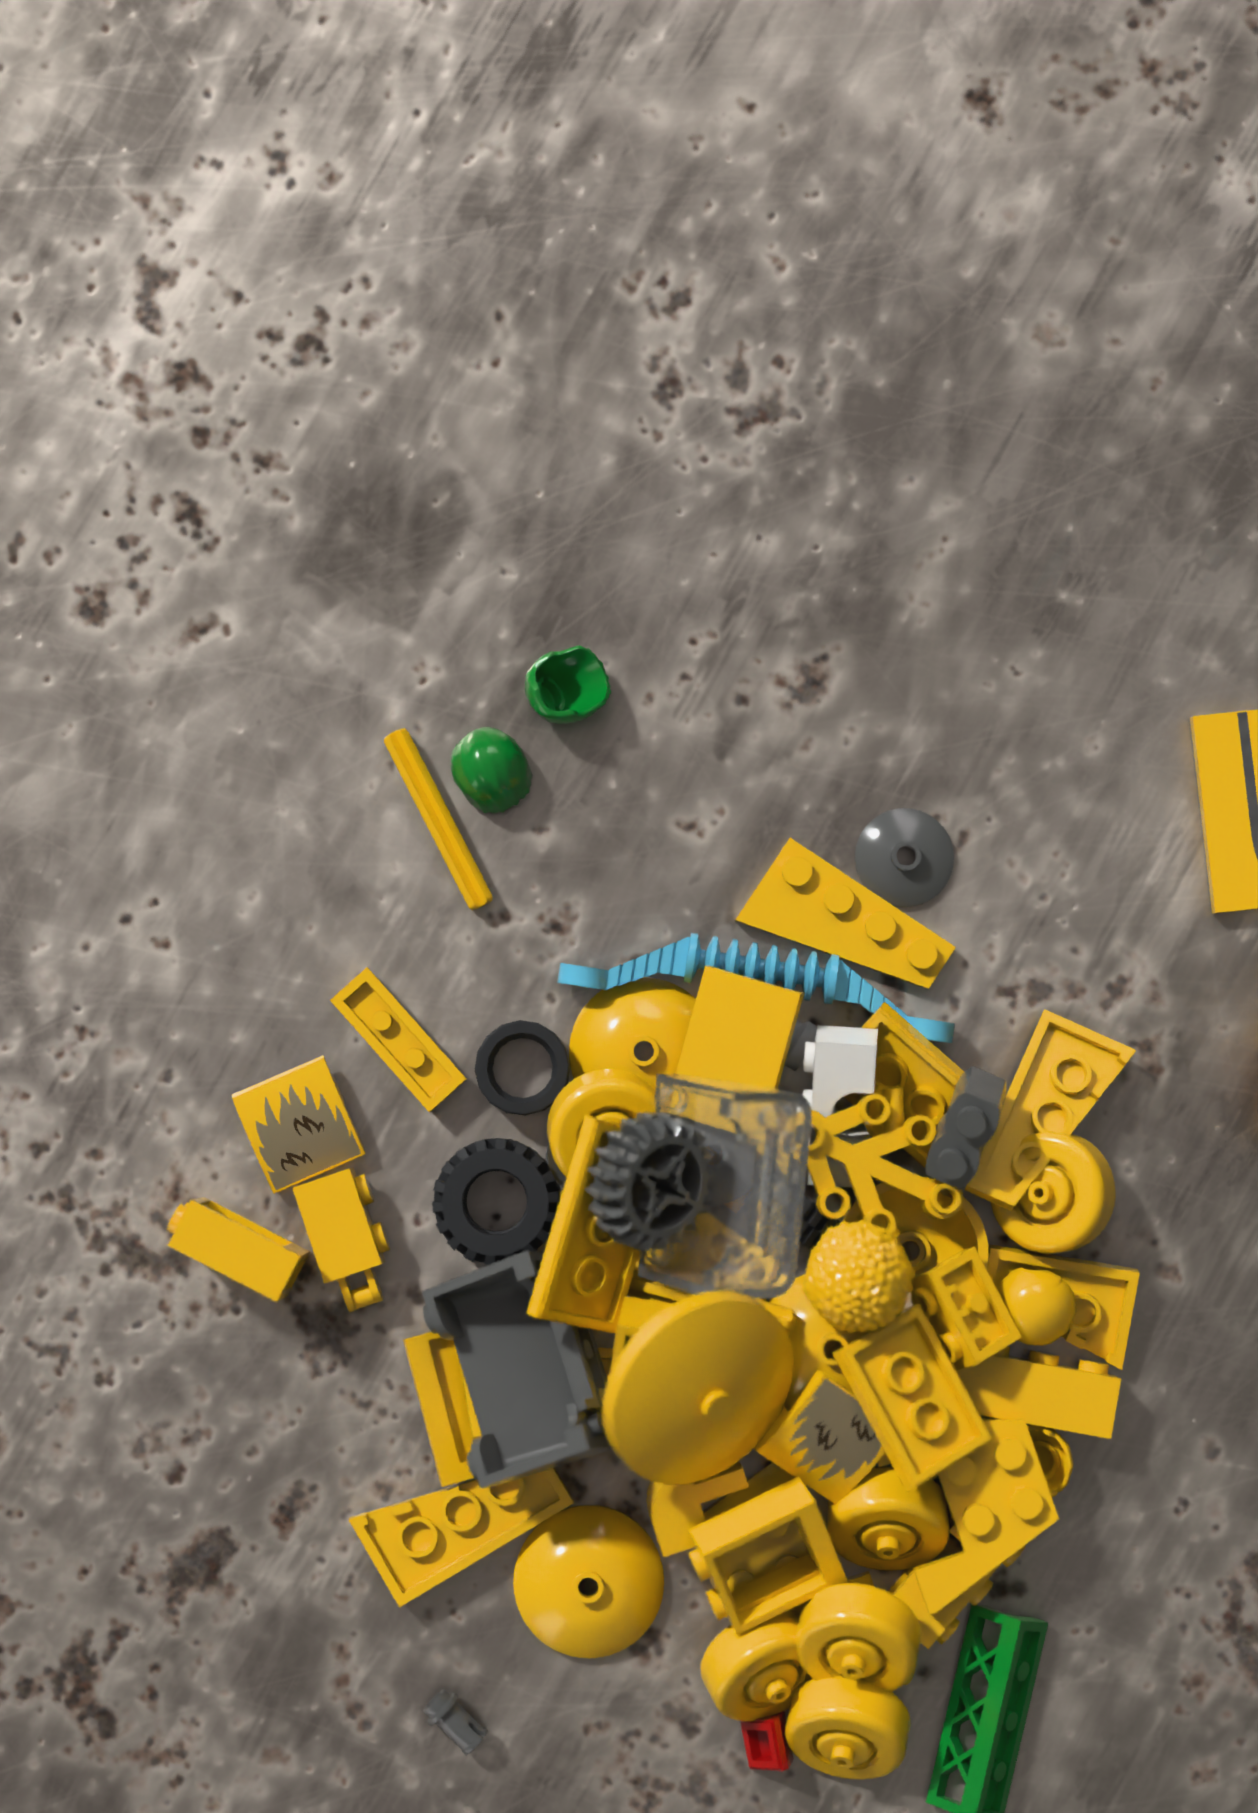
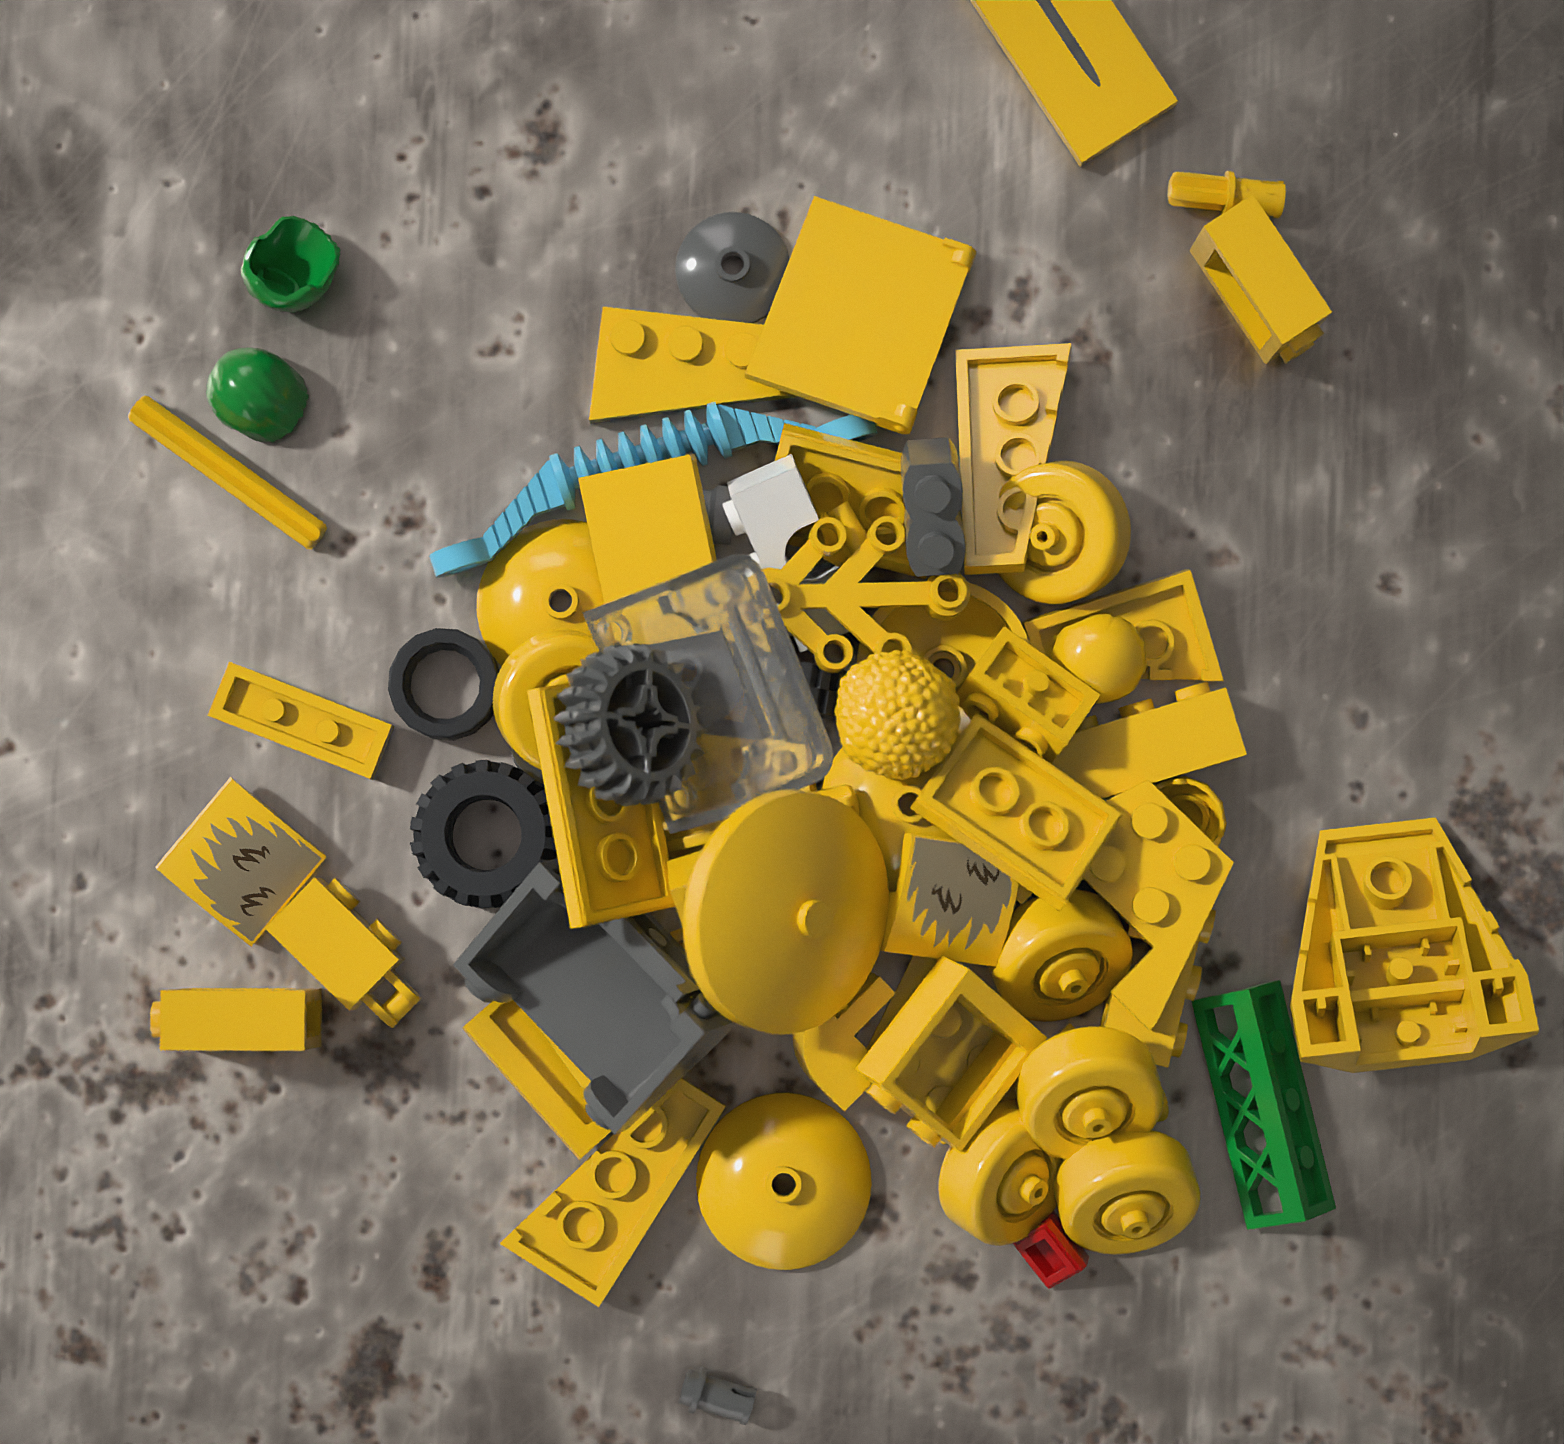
camera: 25 degrees left, 0 degrees up
(985, 945) = (861, 314): none -> yellow piece
(1152, 1654) = (1401, 956): none -> yellow wedge

